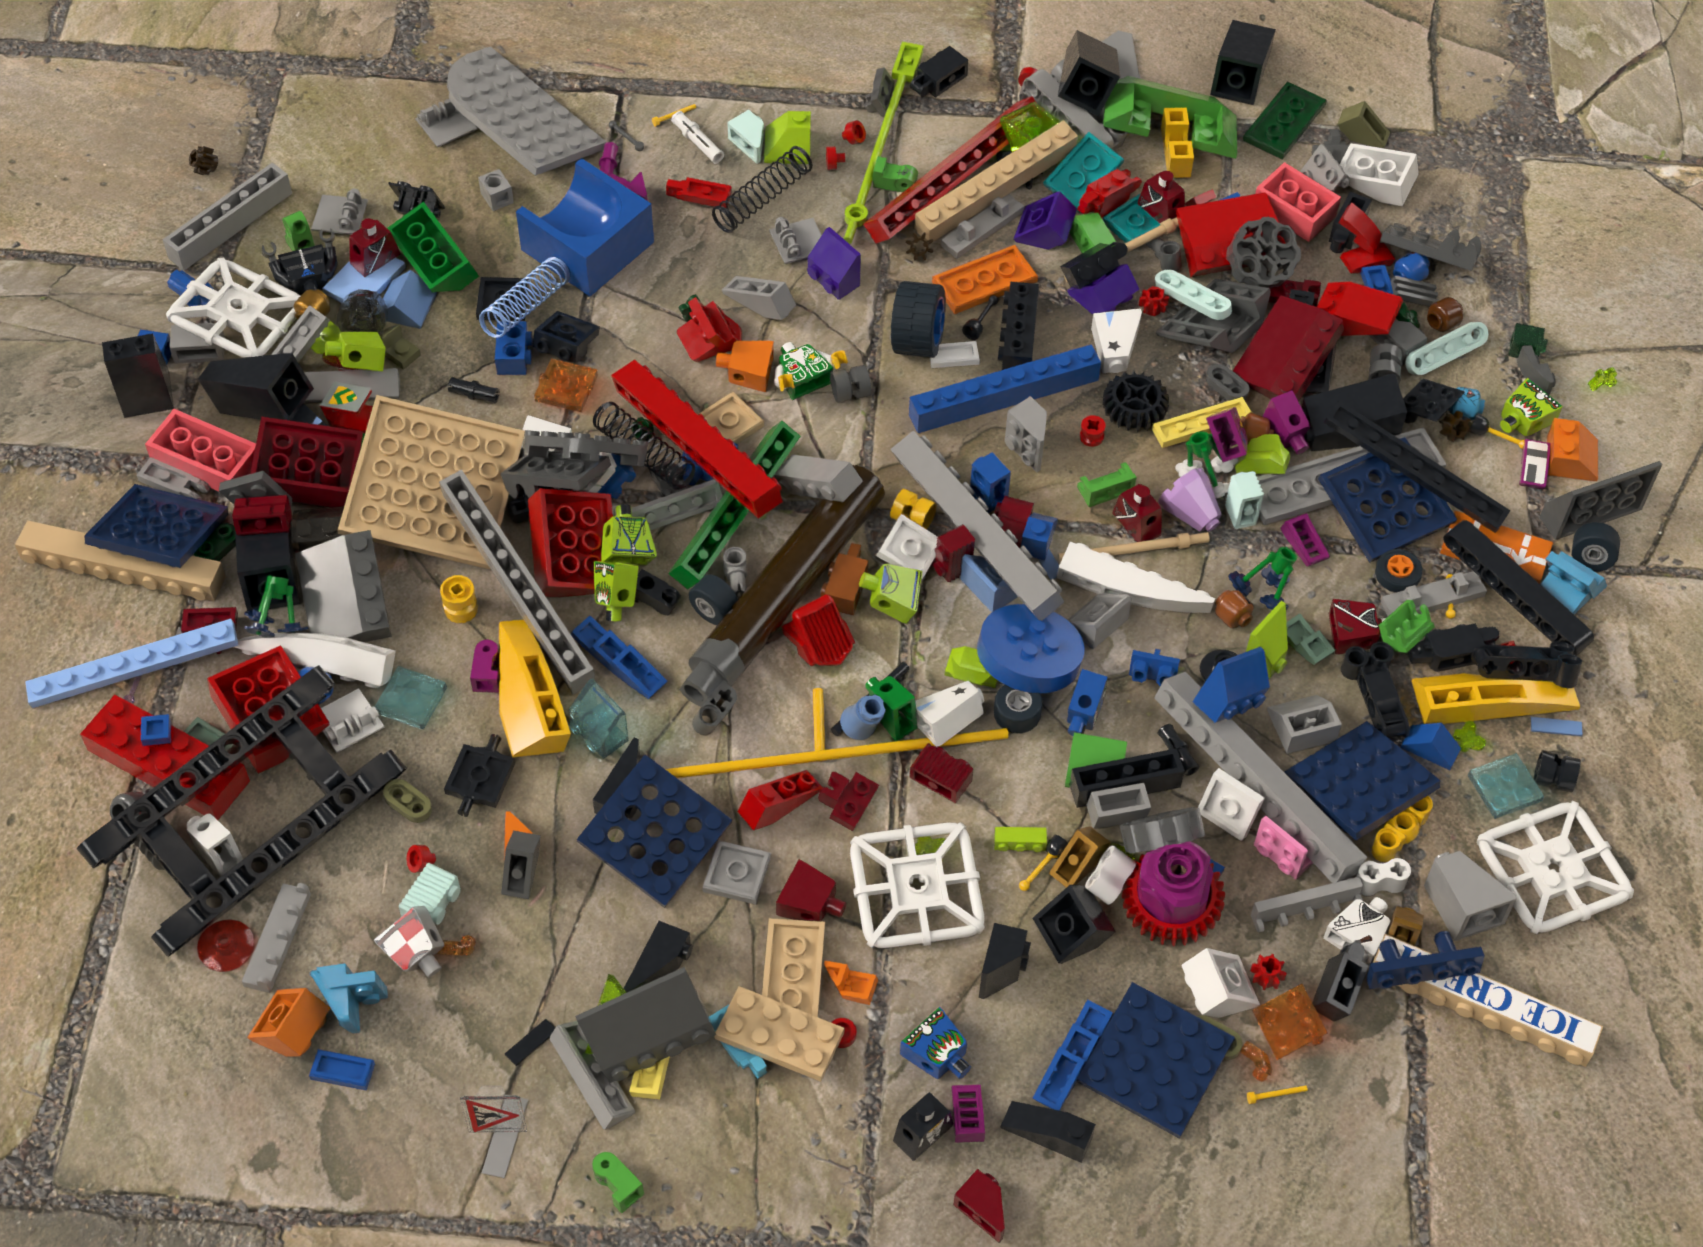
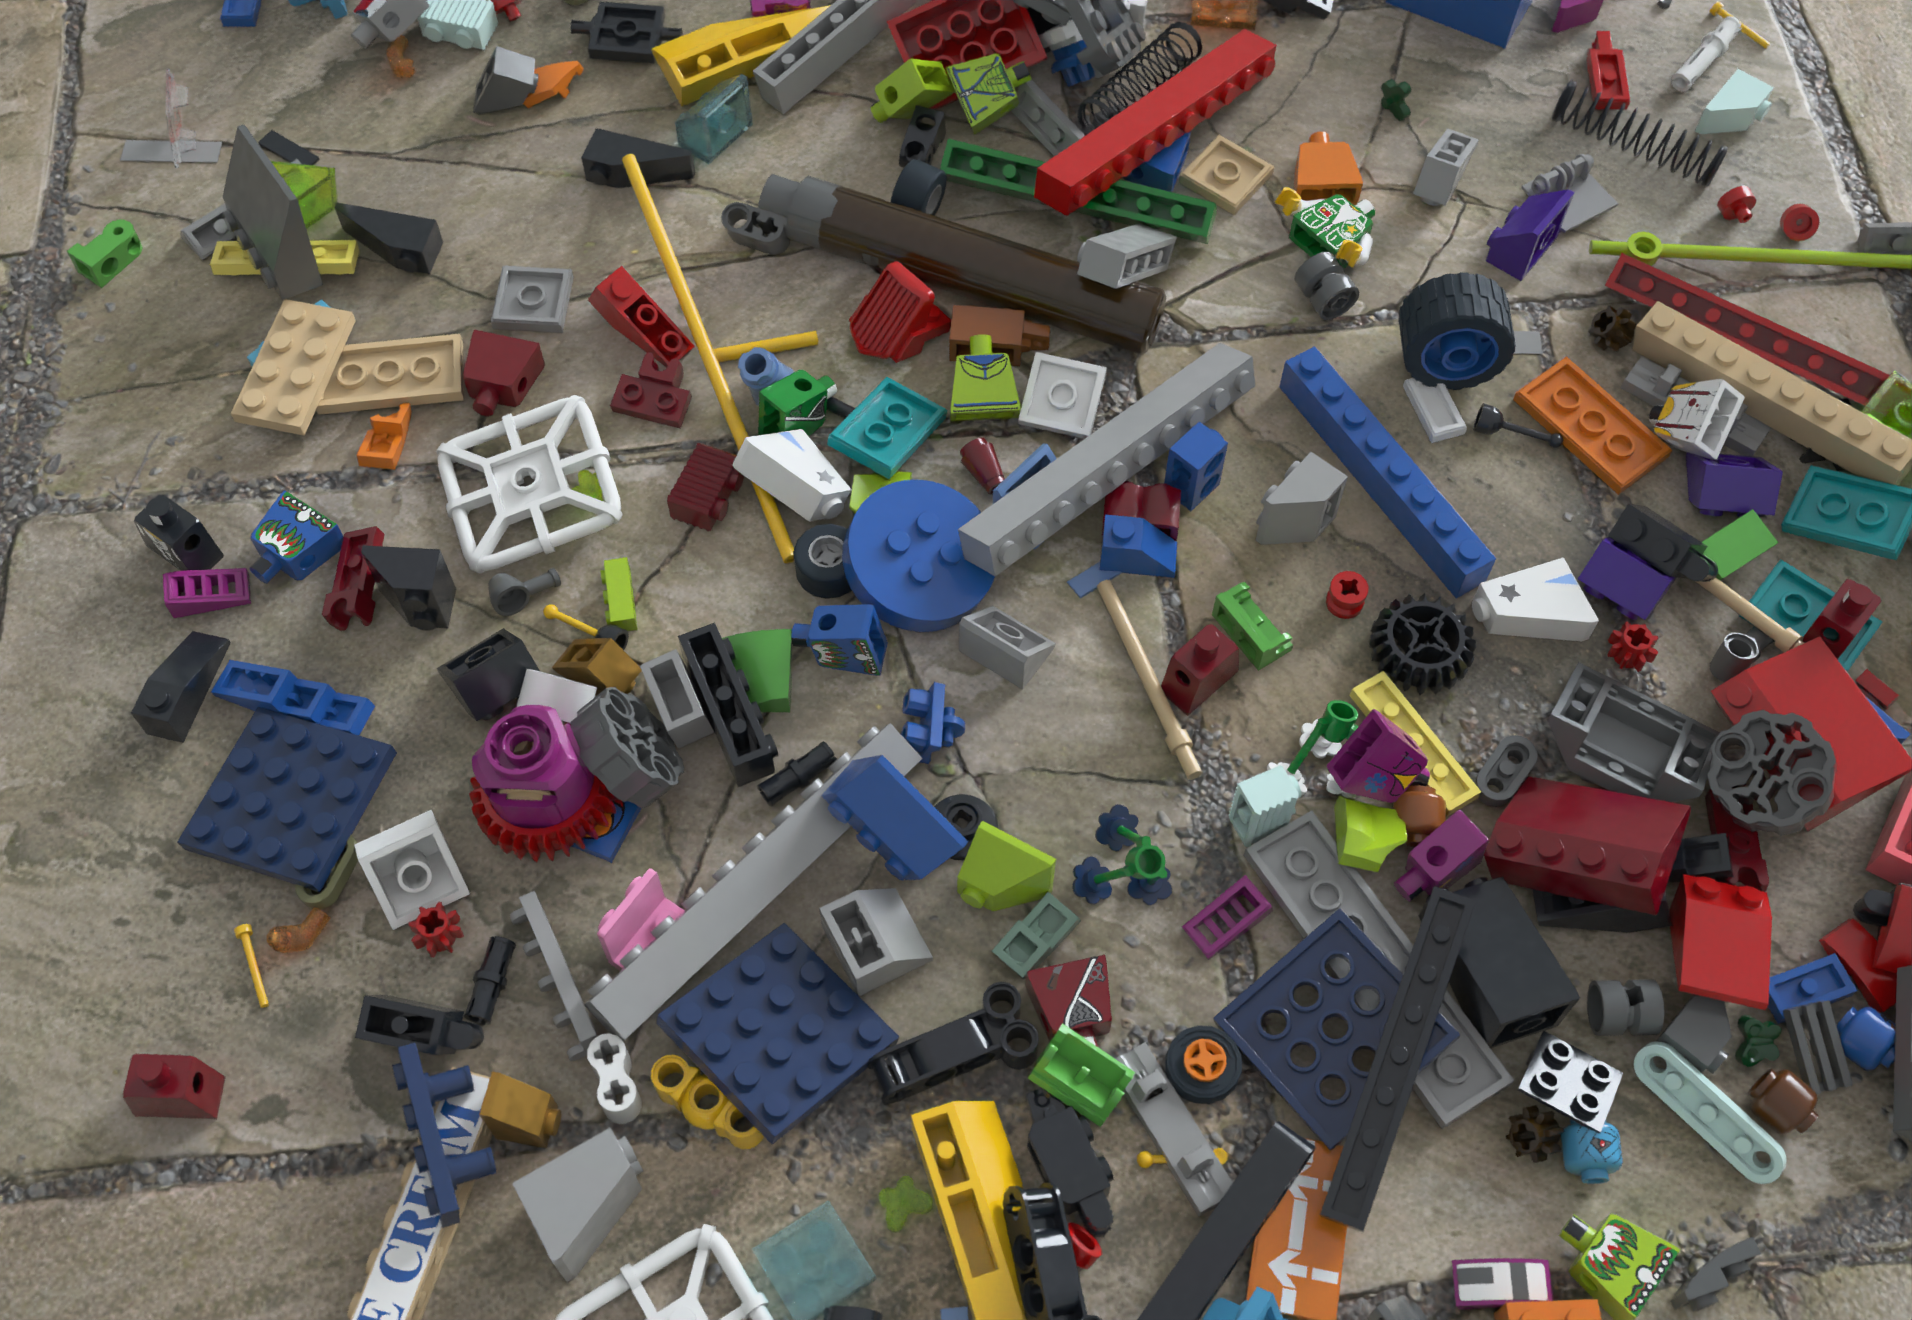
camera: 80 degrees right, 5 degrees up
(618, 658) = (820, 127): blue slope -> none
(674, 828) = (568, 212): dark blue piece -> none
(708, 331) = (1365, 118): red piece -> none
(735, 572) = (984, 214): light grey pin -> none
(785, 132) = (1754, 155): lime slope -> none
(849, 1032) = (317, 442): red tile -> none
(893, 176) = (1737, 276): bright green leg -> none
(914, 654) = (887, 427): none -> teal tile
(918, 510) = (1126, 384): yellow wheel -> none
(950, 551) = (1057, 428): dark red brick -> none
(954, 605) = (982, 463): none -> dark red cone
(976, 1005) = (353, 581): none -> dark red plate
(982, 1203) = (72, 622): dark red slope -> none
(1005, 222) = (1697, 416): none -> white torso
(1006, 907) = (511, 595): none -> dark grey bar
(1020, 324) = (1512, 474): black brick -> none
(1106, 575) = (1071, 666): white slope -> none
(1108, 192) = (1824, 549): red hinge -> none
(1193, 501) = (1245, 738): lavender cone -> none
(1194, 294) = (1660, 694): light aqua plate -> none
(1230, 804) = (696, 849): white hinge -> none
(1234, 609) = (1065, 823): dark orange head -> none
(1290, 1022) = (358, 969): clear orange hinge -> none
(1305, 945) = (489, 980): none -> black pin
(1360, 924) = (521, 1049): white torso -> none
(1369, 1132) = (165, 1084): none -> dark red torso
(1433, 744) = (873, 1144): blue slope -> none
(1481, 426) = (1557, 1183): hinge -> none
(1527, 335) = (1784, 1255): clear green brick -> none

